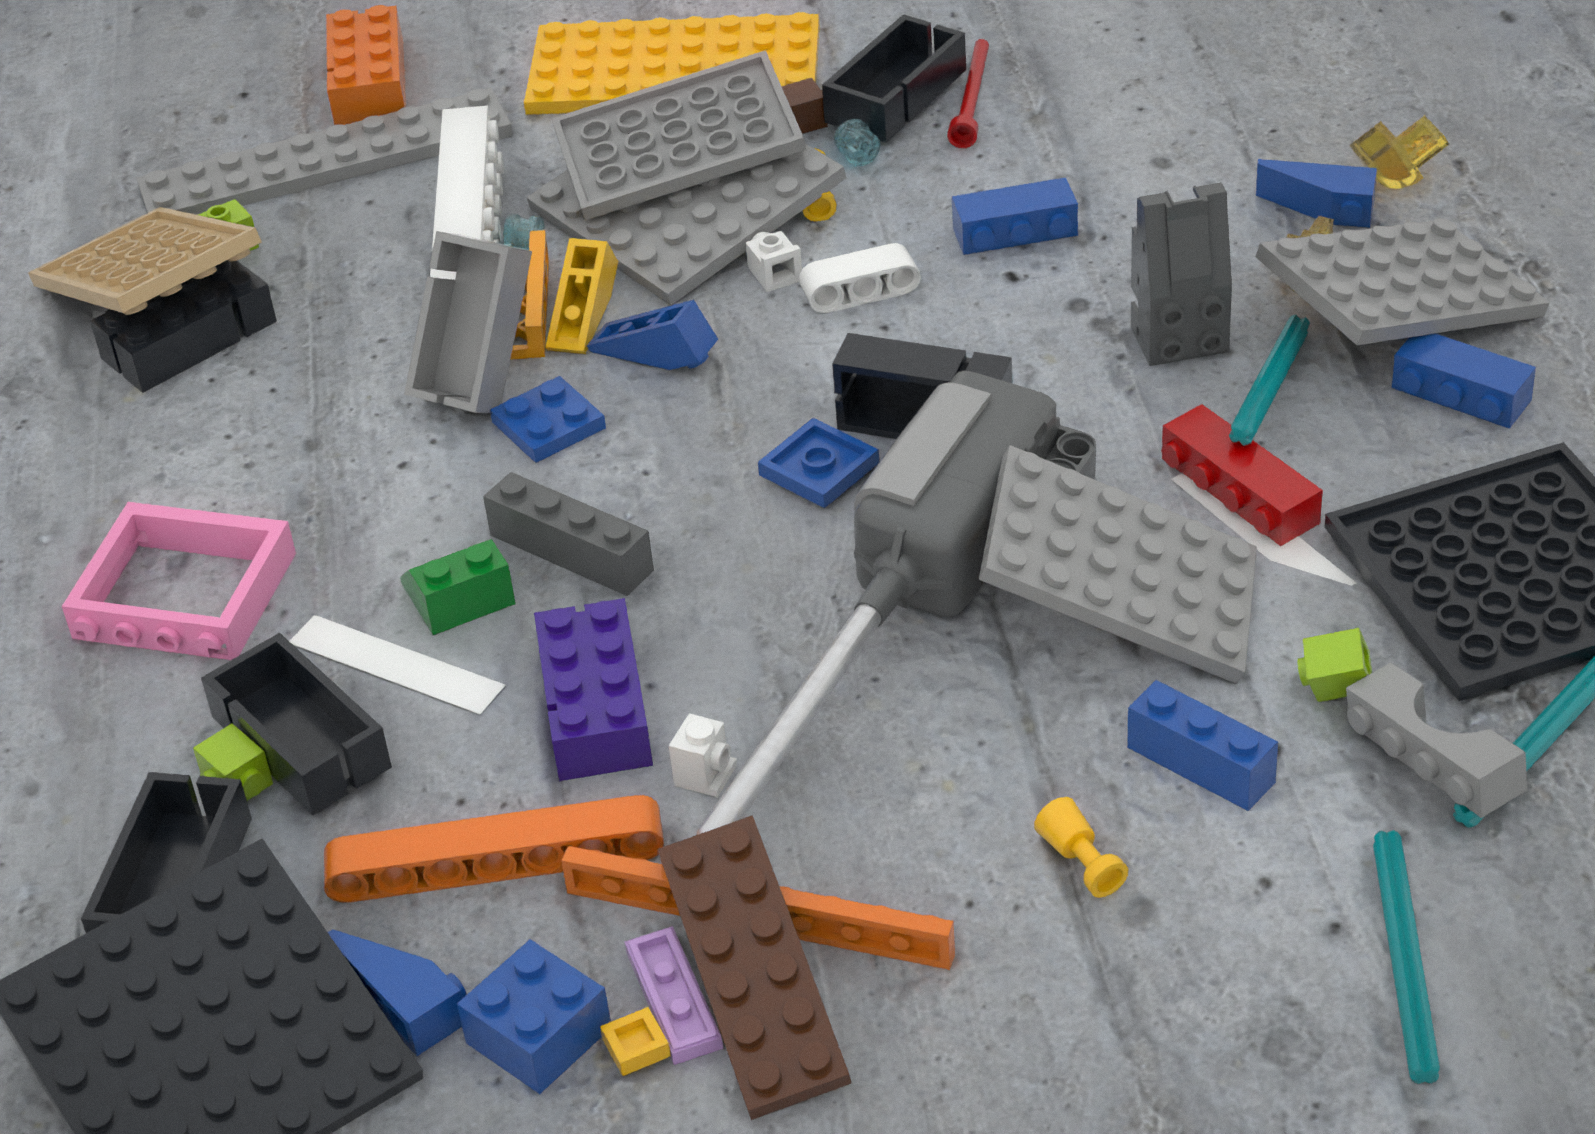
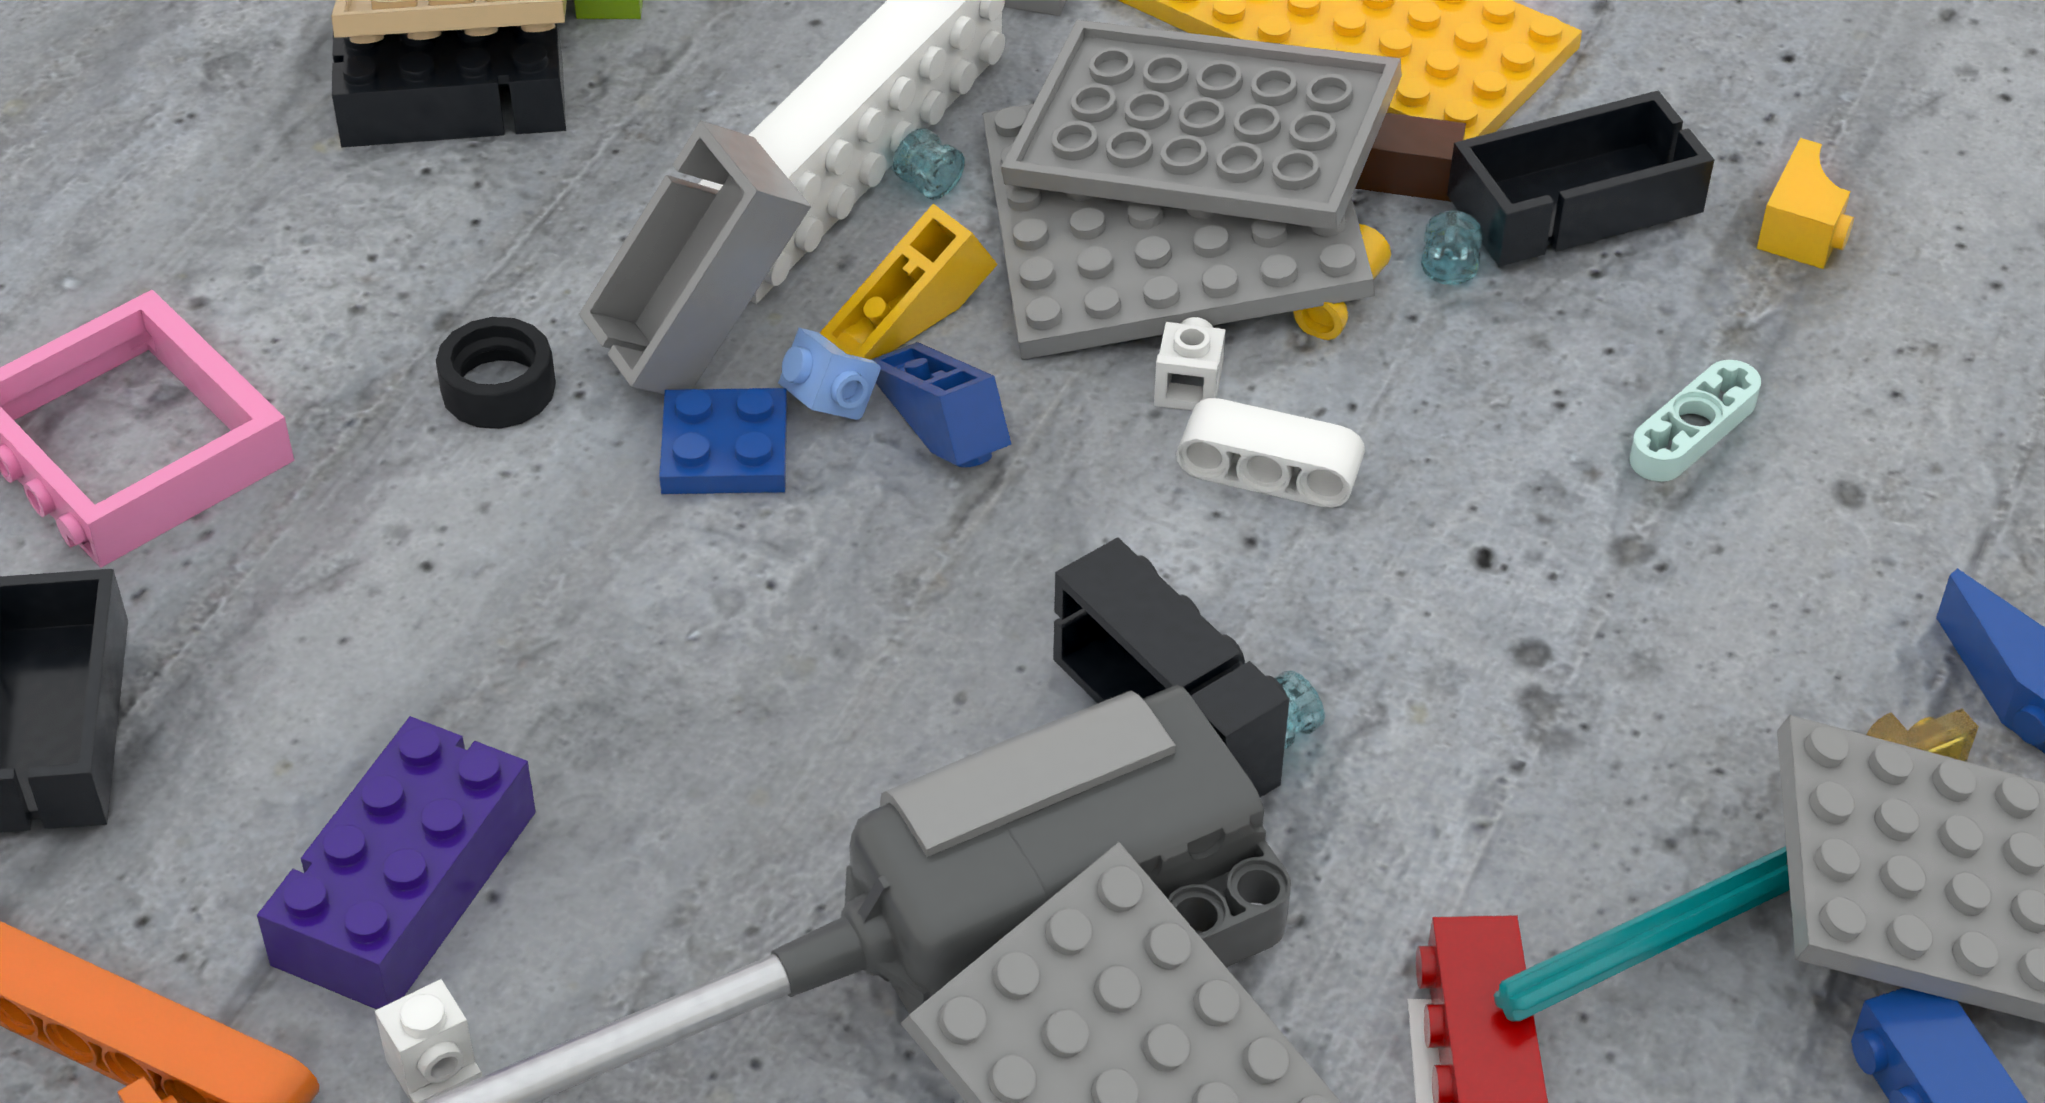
camera: 30 degrees right, 5 degrees up
(378, 429) = (500, 403): none -> black tyre
(397, 664) = (254, 685): white sticker -> none
(460, 586) = (399, 619): green slope -> none
(535, 301) = (847, 255): light orange fence -> none
(569, 533) = (581, 623): dark grey brick -> none
(579, 356) = (827, 376): none -> light blue bracket
(818, 462) = (966, 695): blue plate -> none
(964, 128) = (1614, 299): red piece -> none
(1015, 216) = (1555, 470): blue brick -> none
(1021, 43) = (1805, 211): none -> yellow arch
(1054, 153) = (1691, 442): none -> light aqua beam
(1182, 275) = (1637, 706): dark grey piece -> none

